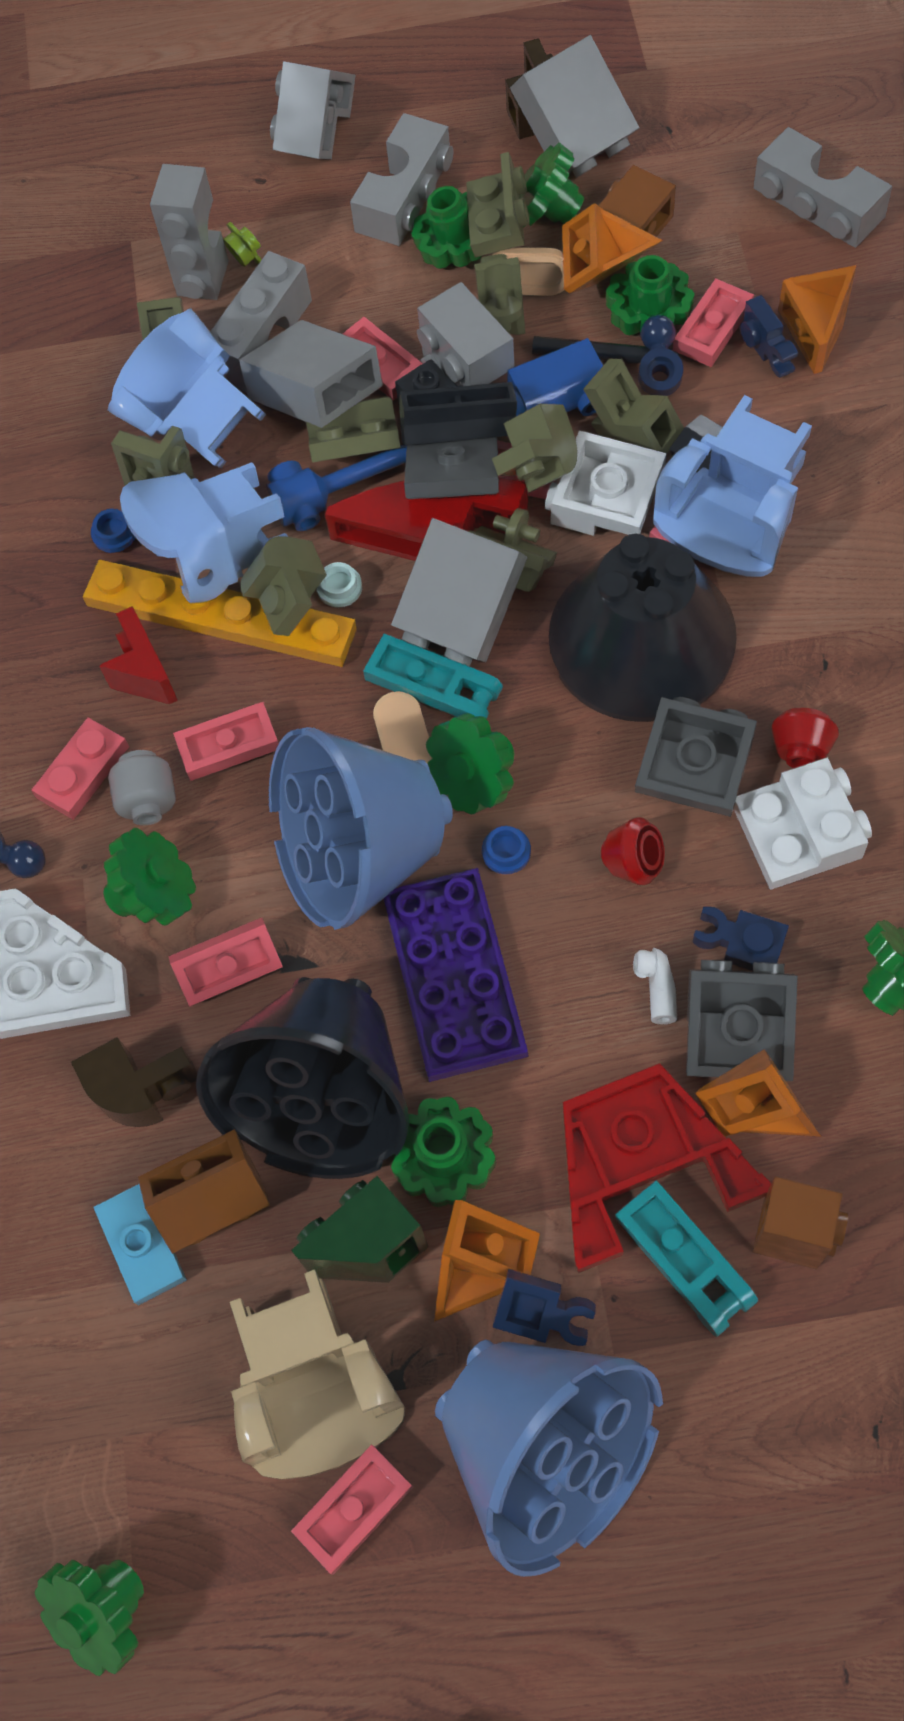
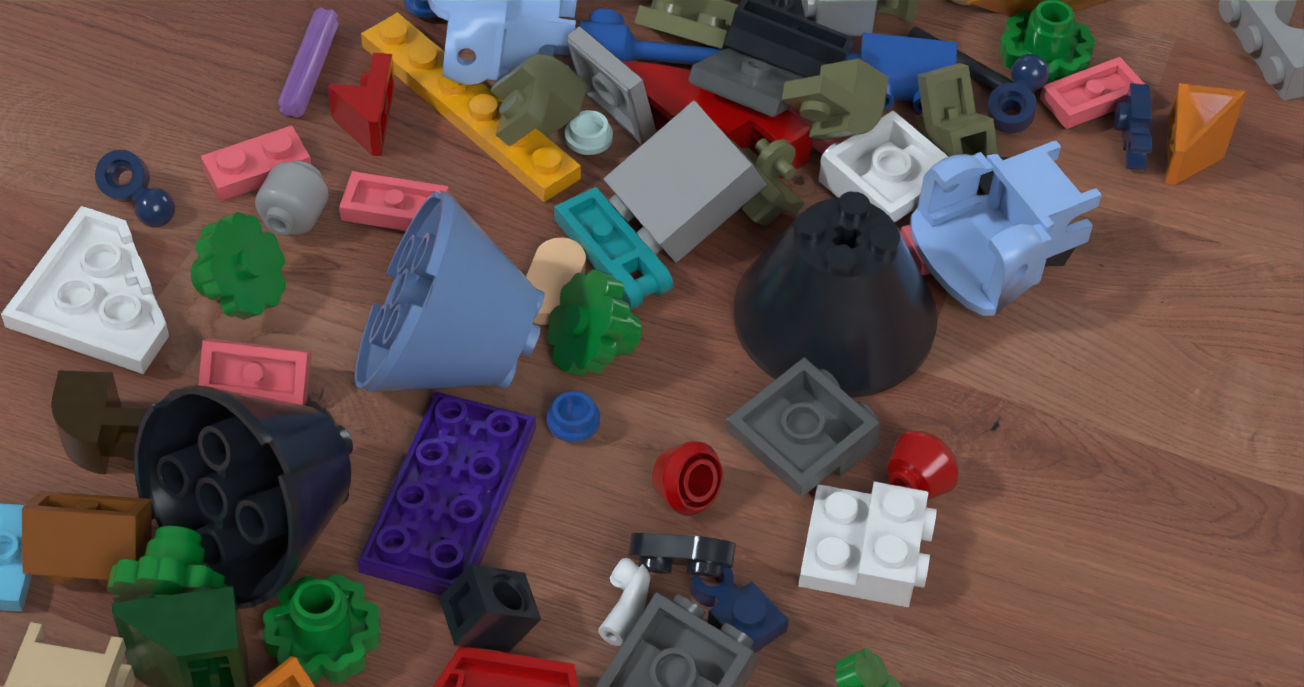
camera: 20 degrees right, 15 degrees down
(56, 648) = (308, 63): none -> medium lavender axle
(301, 1186) = (169, 567): none -> green plant
(339, 533) = (612, 85): none -> light grey tile
(566, 1057) = (489, 608): none -> black brick
(697, 914) = (700, 554): none -> black plate

